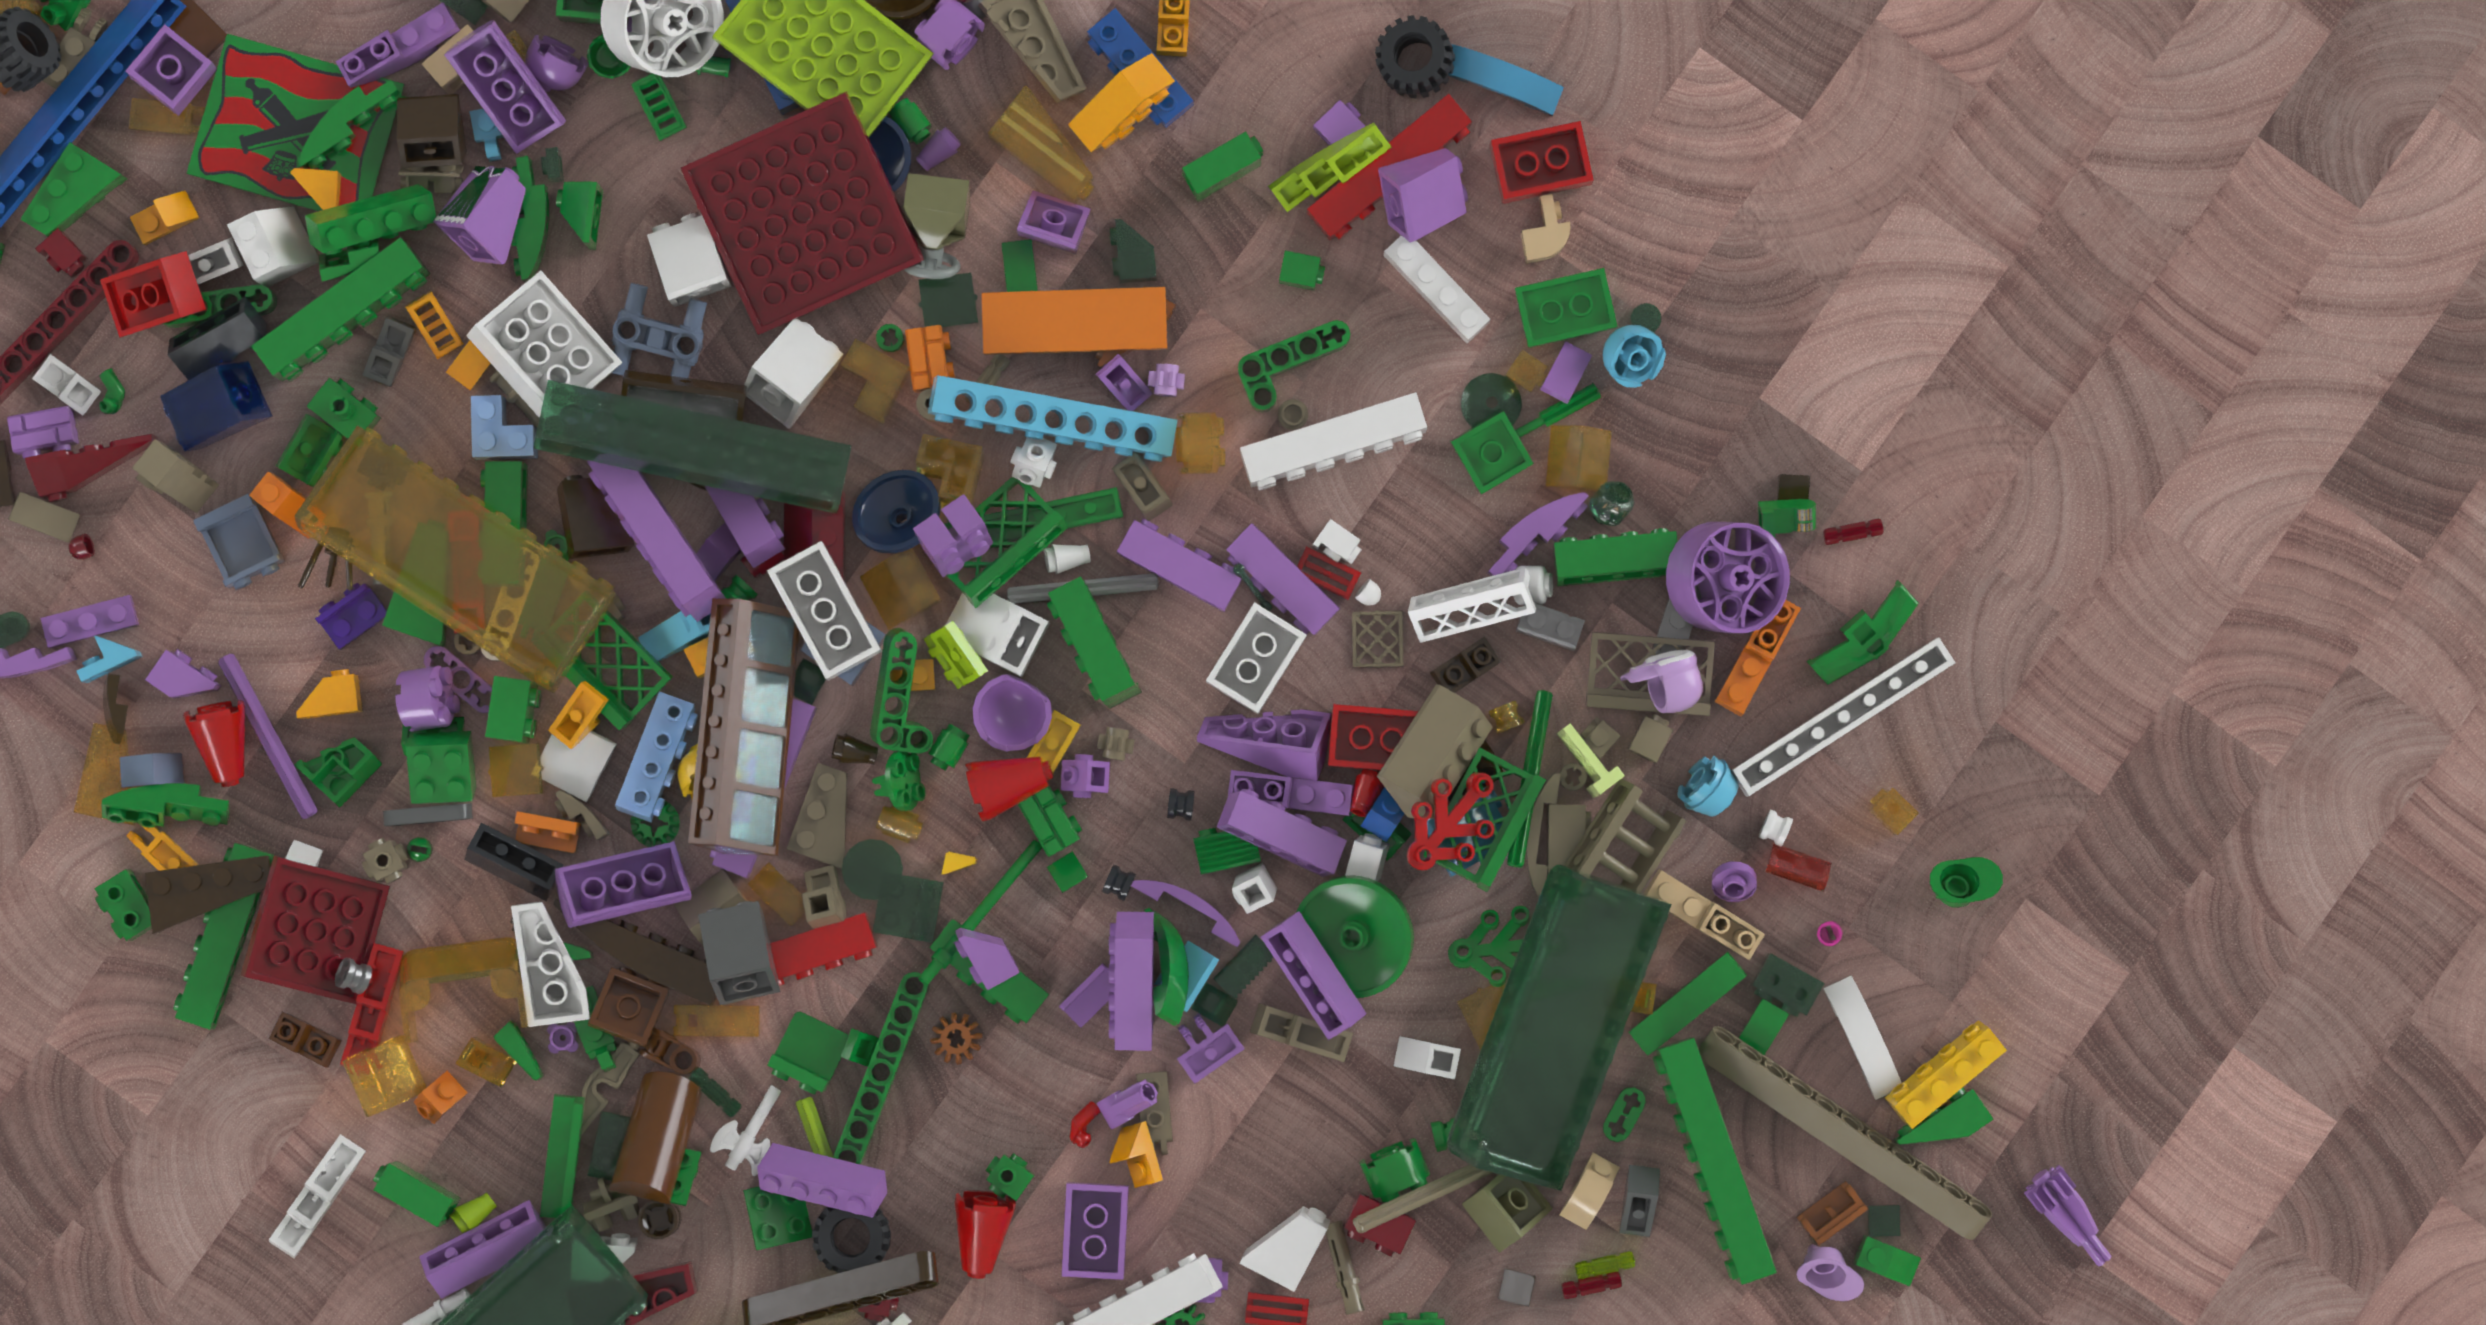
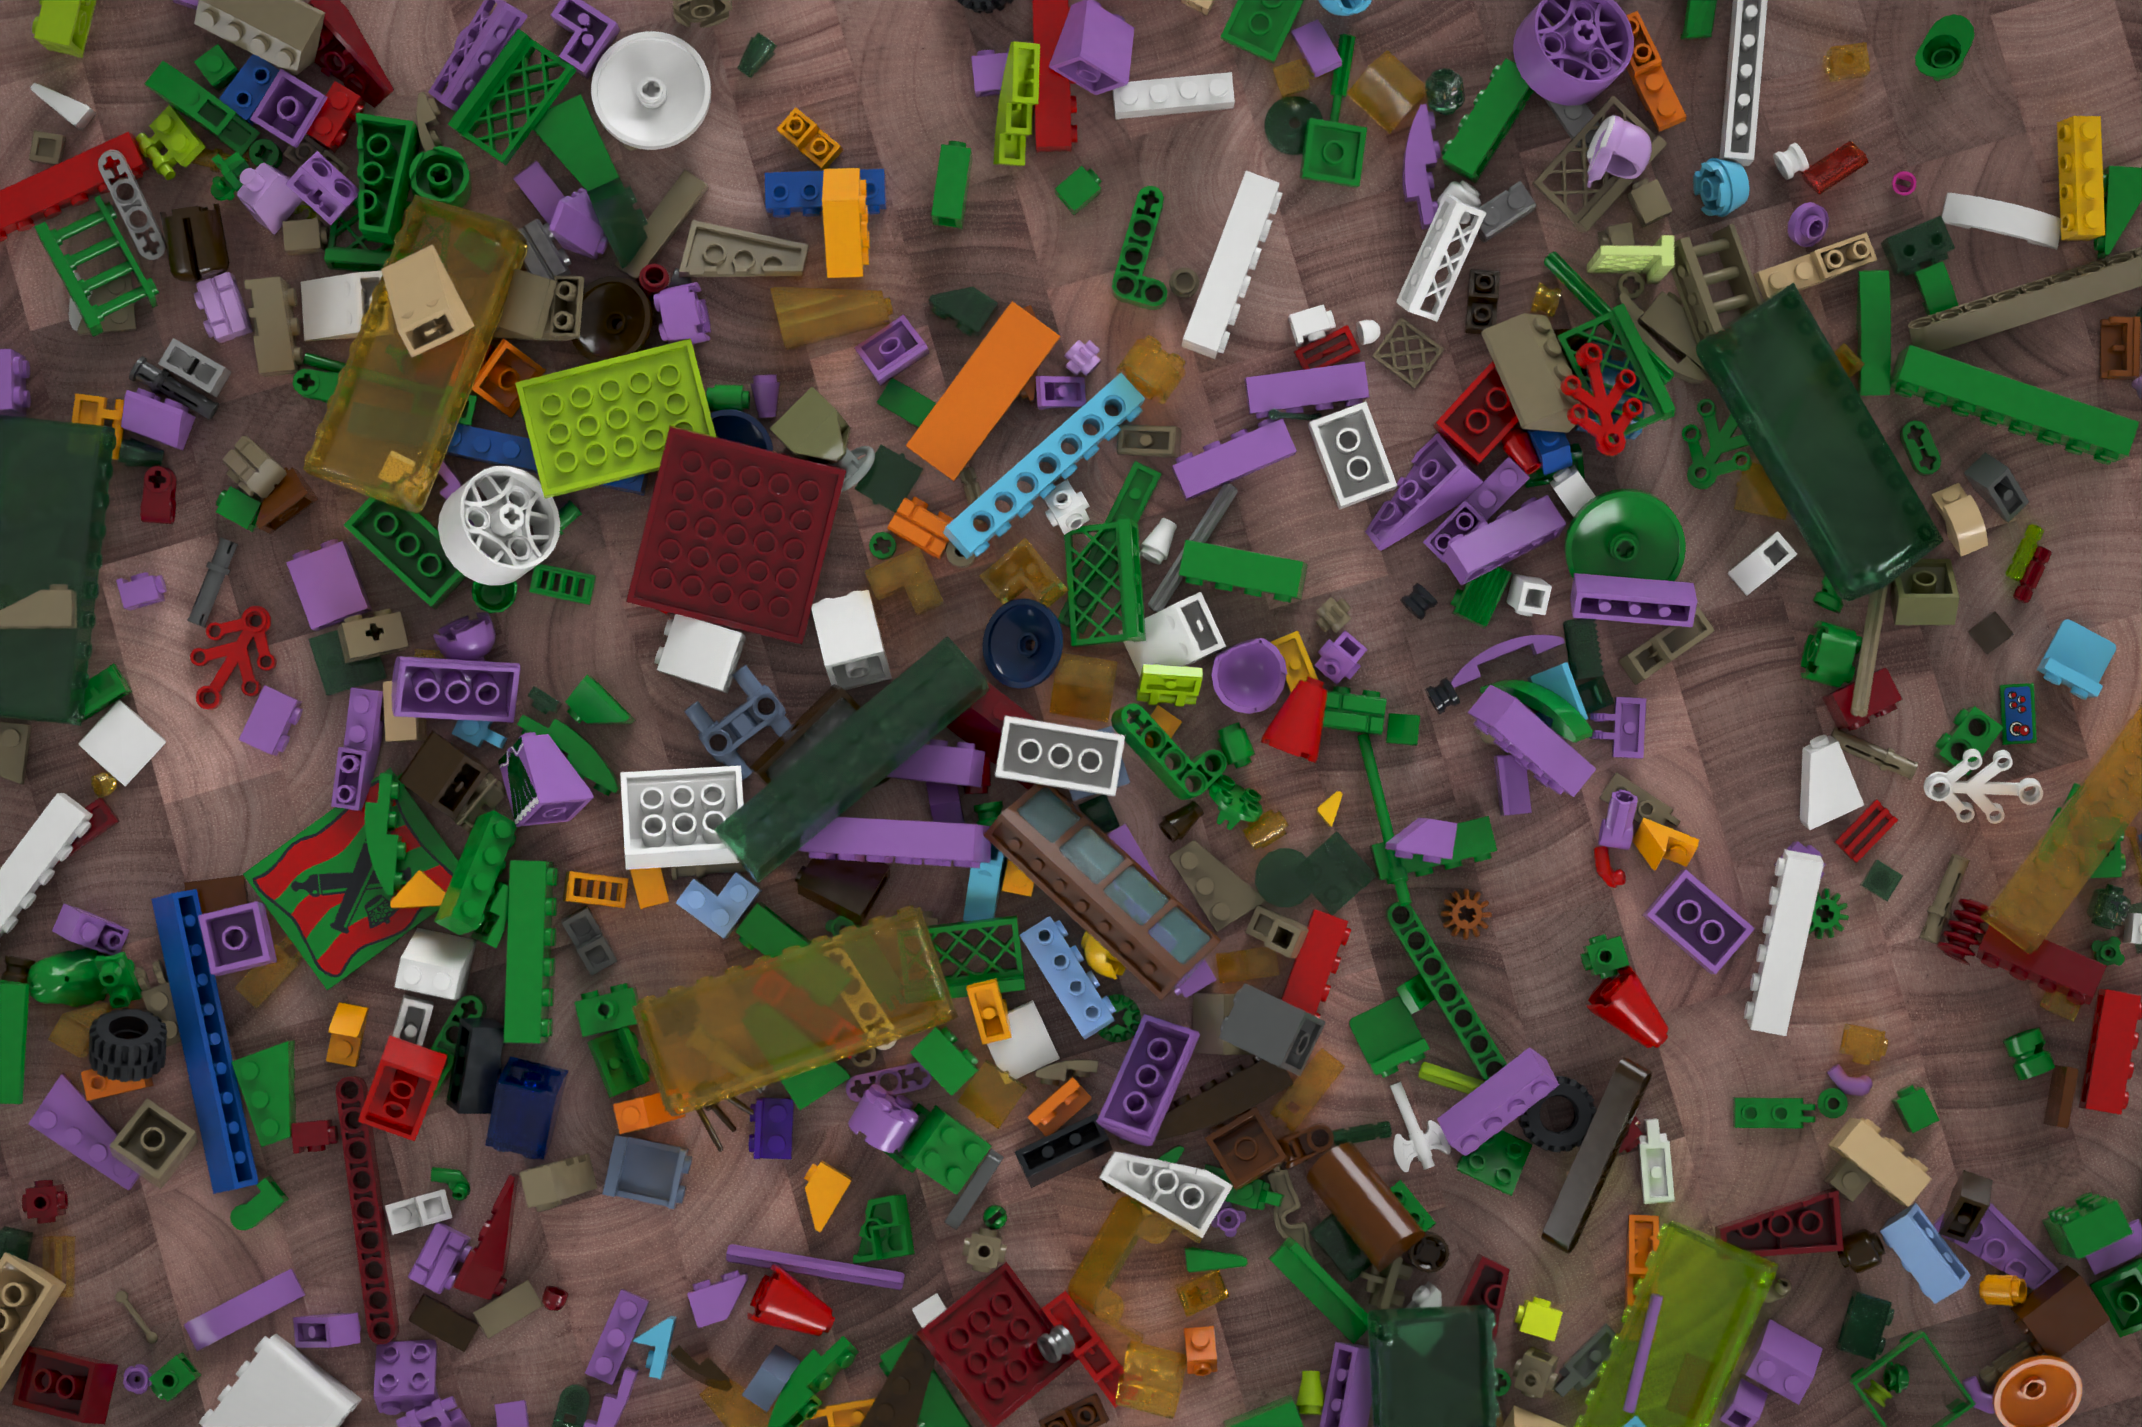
camera: 50 degrees left, 0 degrees up
(955, 546) = (1085, 619): medium lavender piece -> none

